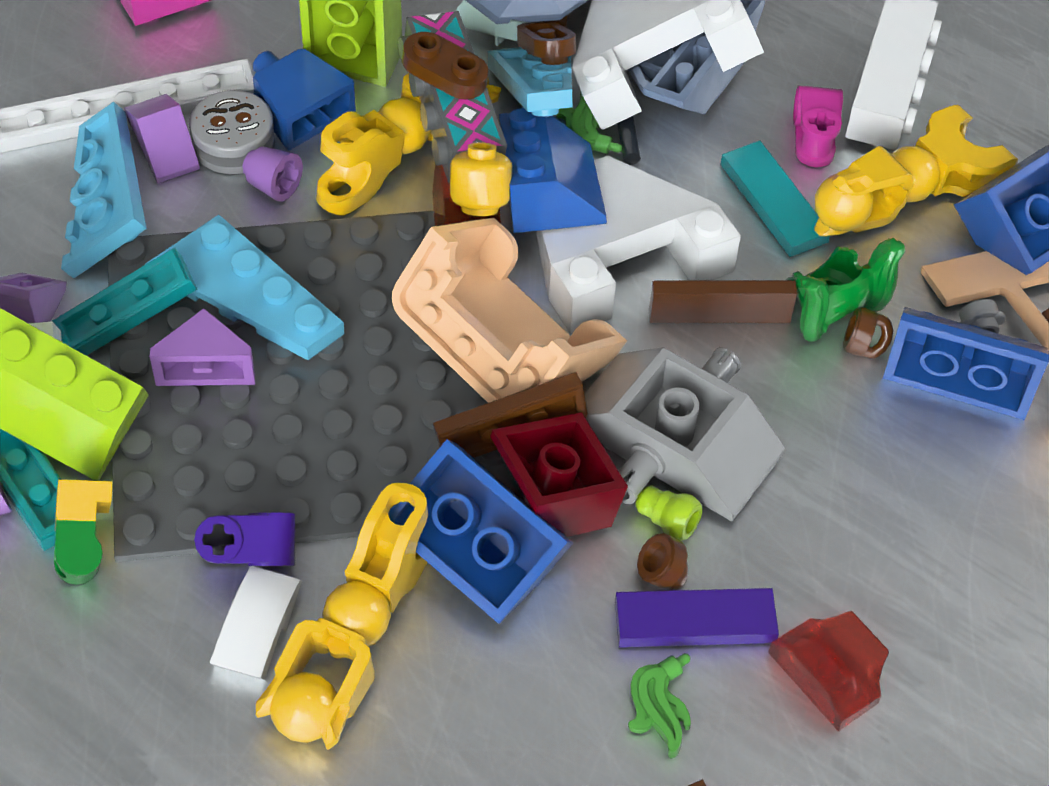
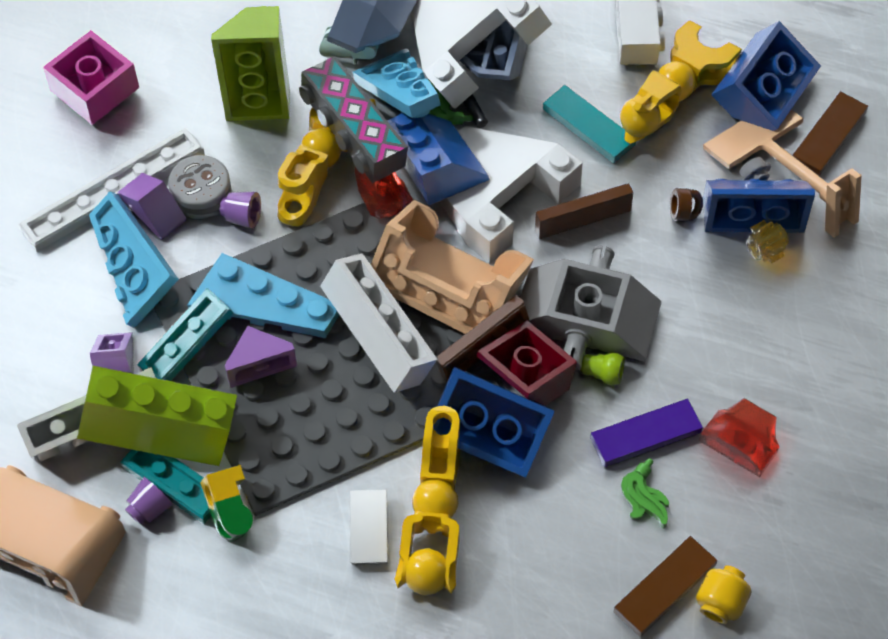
camera: 15 degrees left, 5 degrees up
(258, 539) = (346, 473): dark purple piece -> none
(301, 94) = (237, 142): blue torso -> none
(377, 357) = (378, 322): none -> white brick
(445, 65) = (341, 101): reddish brown plate -> none
(480, 179) = (399, 177): yellow head -> none
(547, 41) = (397, 56): reddish brown plate -> none
(663, 562) = (613, 402): reddish brown tile -> none
(817, 124) = (598, 60): dark pink piece -> none
(844, 285) = (659, 177): green hair -> none
(964, 413) = (767, 241): none -> clear yellow gear

